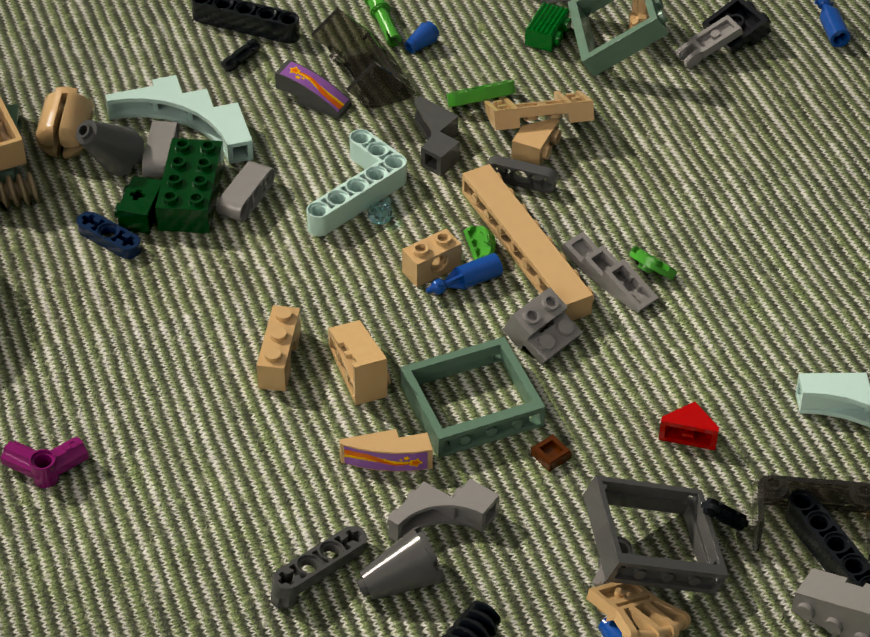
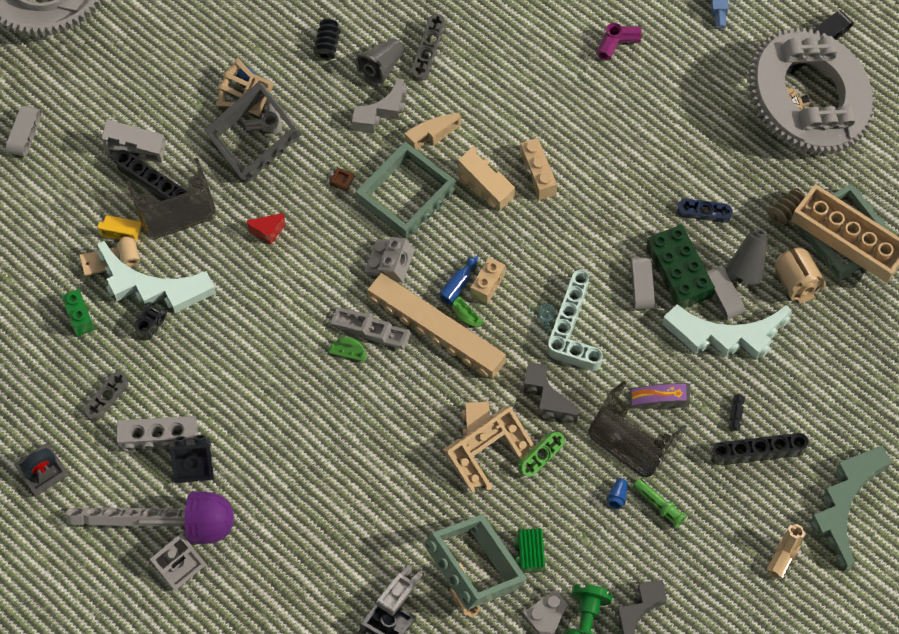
camera: 155 degrees right, 20 degrees up
(138, 204) = (701, 235): dark green brick -> none
(540, 172) = (471, 386): dark grey beam -> none
(724, 514) = (221, 170): black axle -> none

